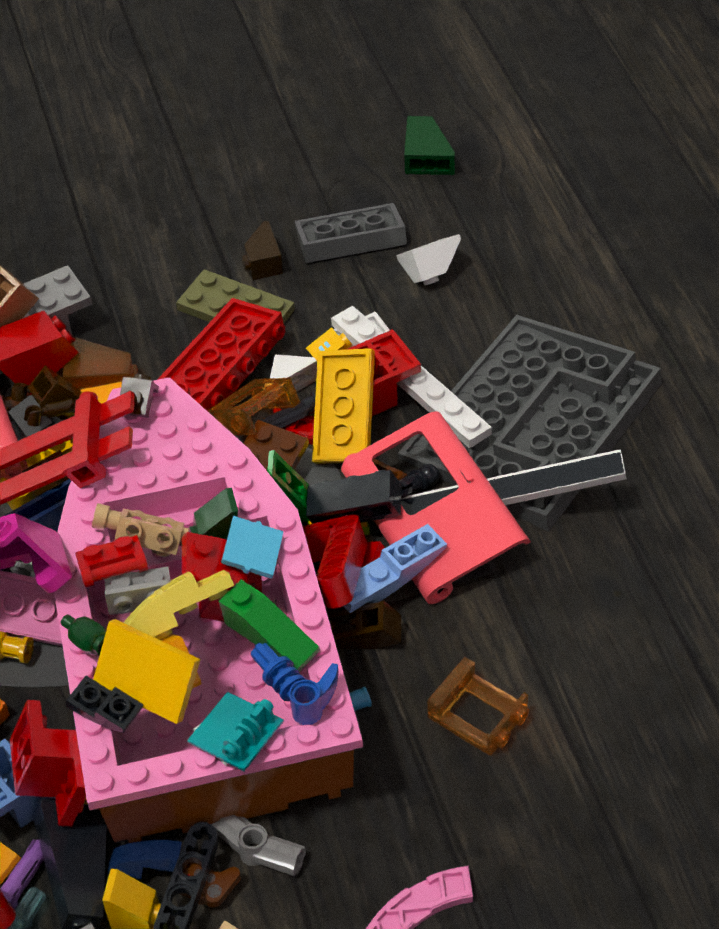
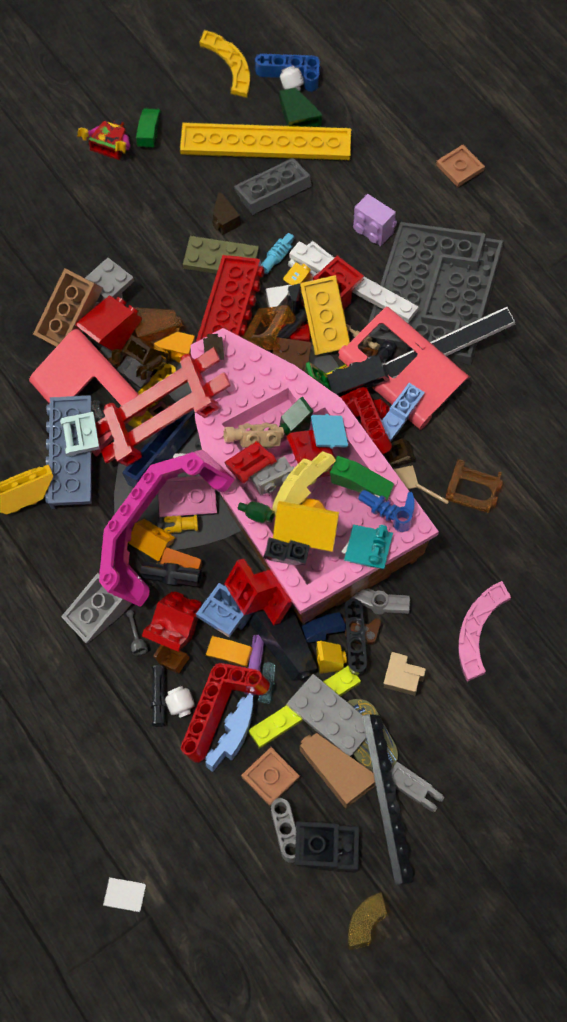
camera: 20 degrees left, 15 degrees up
(146, 131) = (107, 138): none -> torso
(208, 128) = (148, 127): none -> green slope
(308, 373) = (294, 298): none -> black slope
(316, 316) = (277, 252): none -> medium azure hinge
(366, 176) = (265, 141): none -> yellow plate
(367, 73) = (234, 59): none -> yellow tile
(378, 670) = (409, 479): none -> tan piece
(397, 460) = (367, 341): none -> tan piece
(429, 260) = (333, 194): white slope -> none
(433, 104) = (291, 78): none -> white head
(438, 93) = (272, 65): none -> blue beam
(473, 300) = (374, 220): none -> lavender brick
(635, 260) = (460, 165): none -> nougat plate

